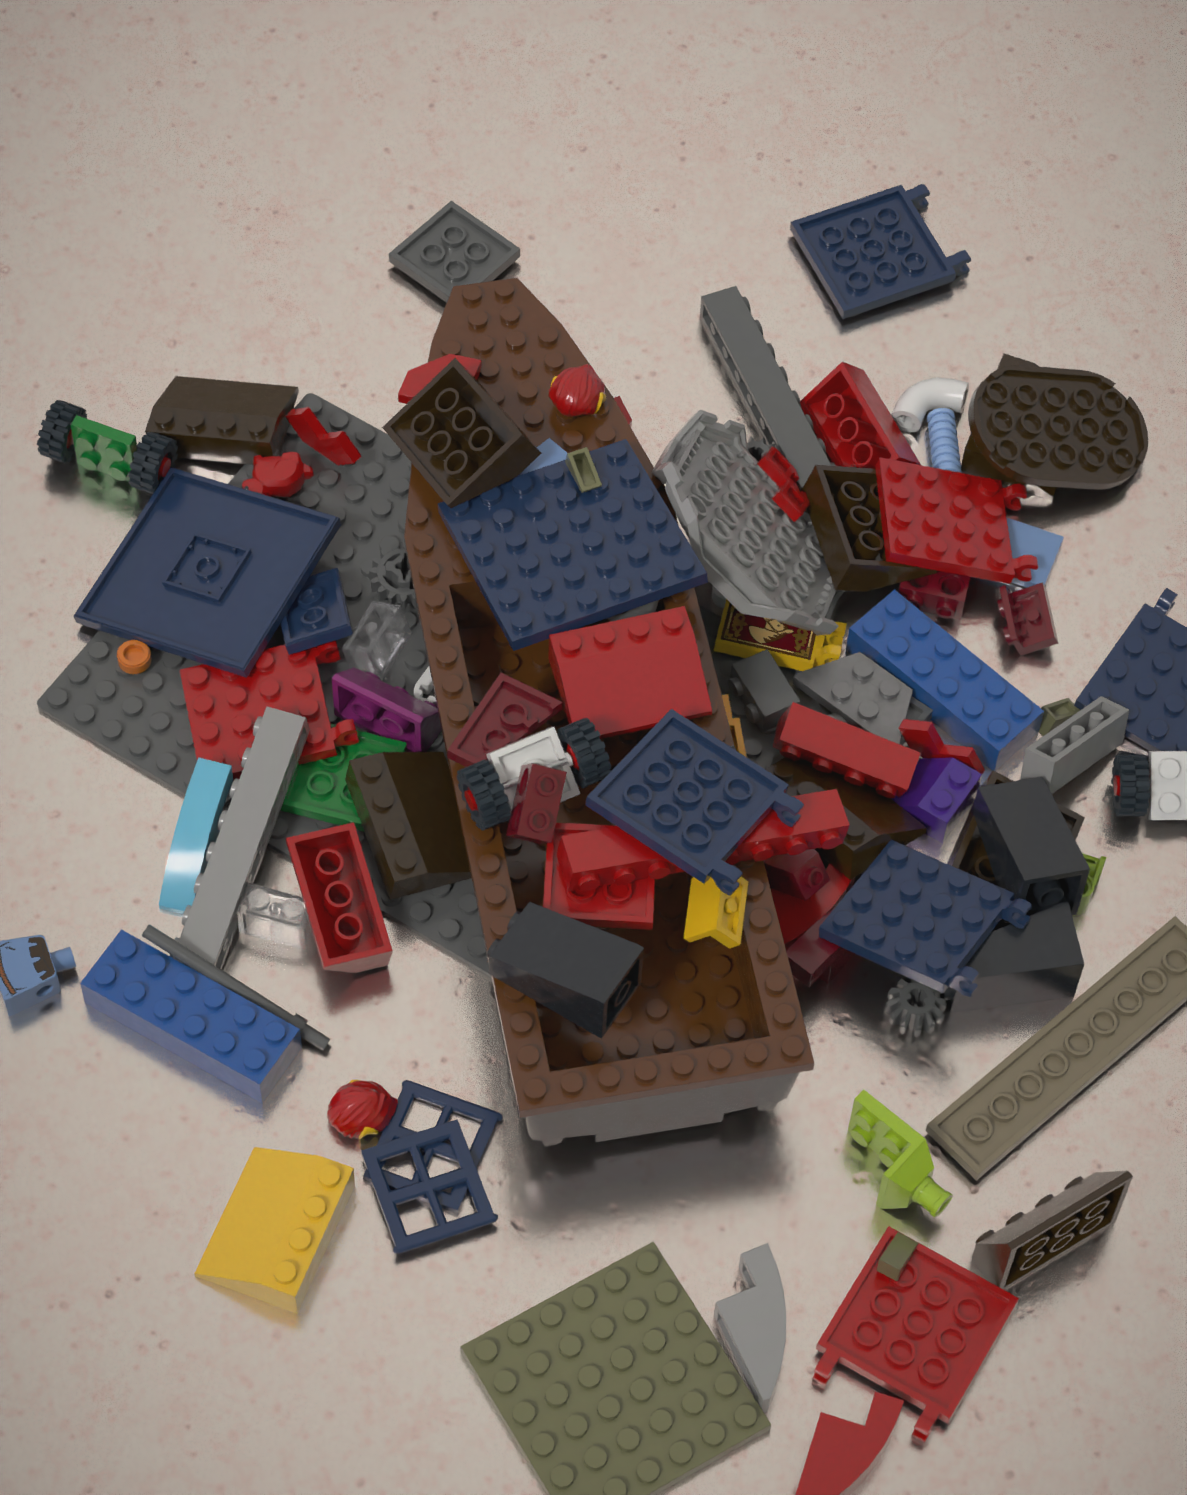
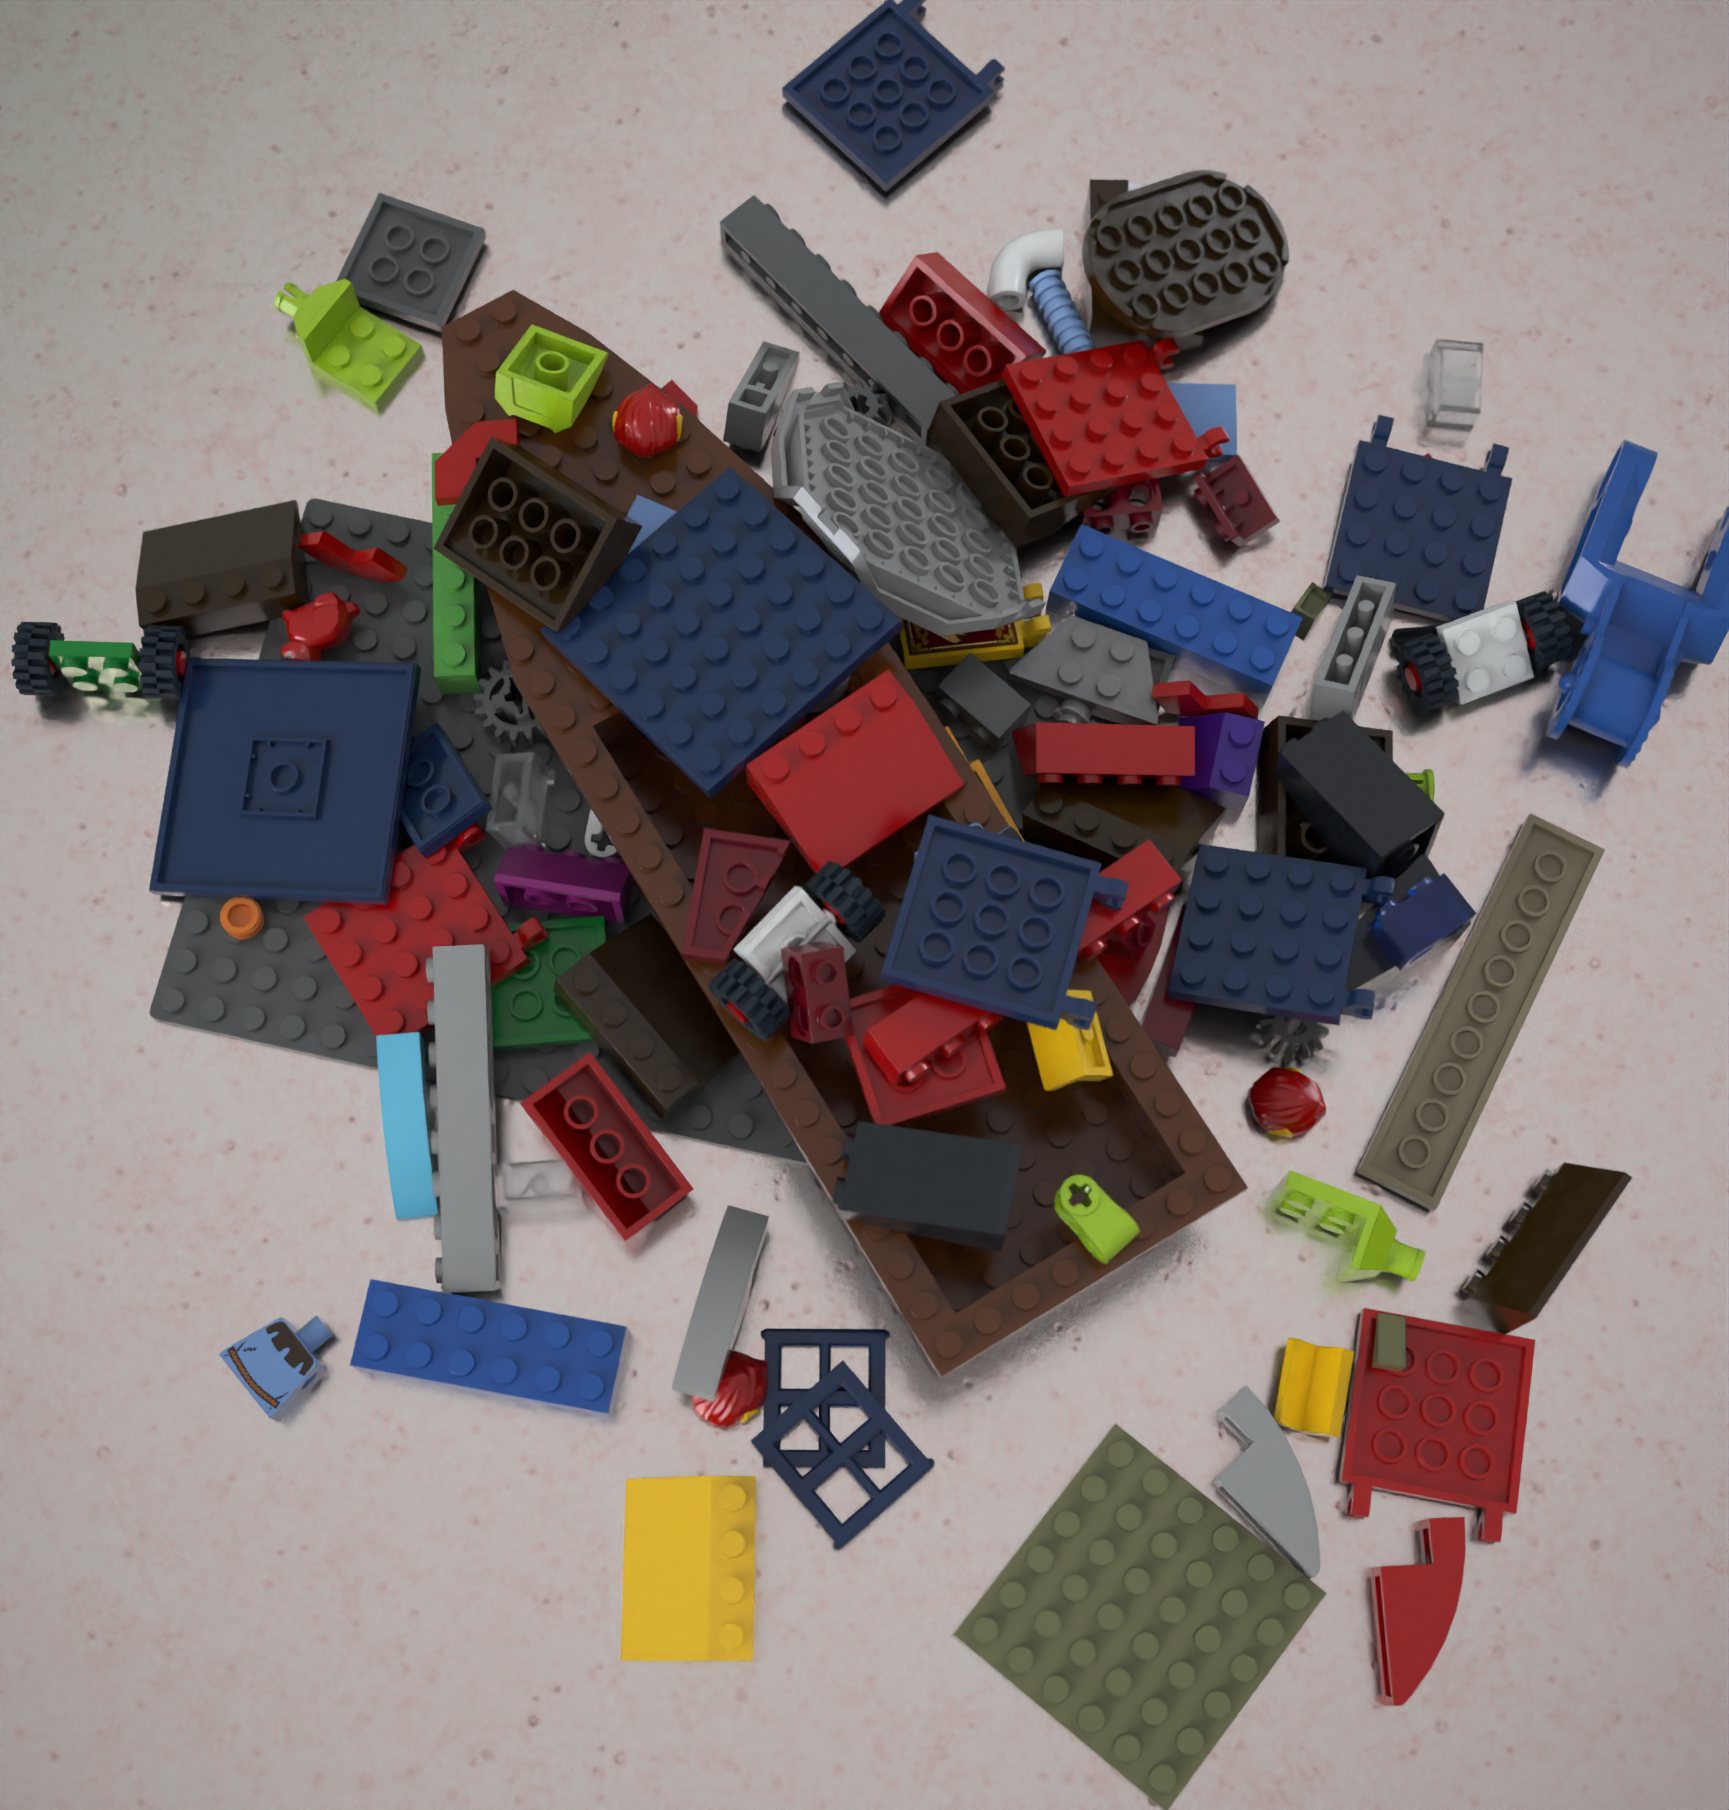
camera: 20 degrees left, 15 degrees up
(226, 980) = (613, 1312): dark grey bar -> none
(379, 1036) = (720, 1303): none -> light grey slope
(381, 504) = (454, 614): none -> bright green brick
(384, 294) = (348, 340): none -> lime plate
(515, 338) = (548, 378): none -> lime slope
(583, 470) = (700, 531): olive piece -> none
(669, 423) = (759, 397): none -> light grey slope
(682, 1032) = (1098, 1220): none -> lime piece
(785, 476) = (902, 421): red tile -> none
(821, 1269) = (1313, 1388): none -> yellow panel
(889, 1059) = (1286, 1102): none -> red hair
(1041, 943) = (1421, 921): none -> clear blue brick

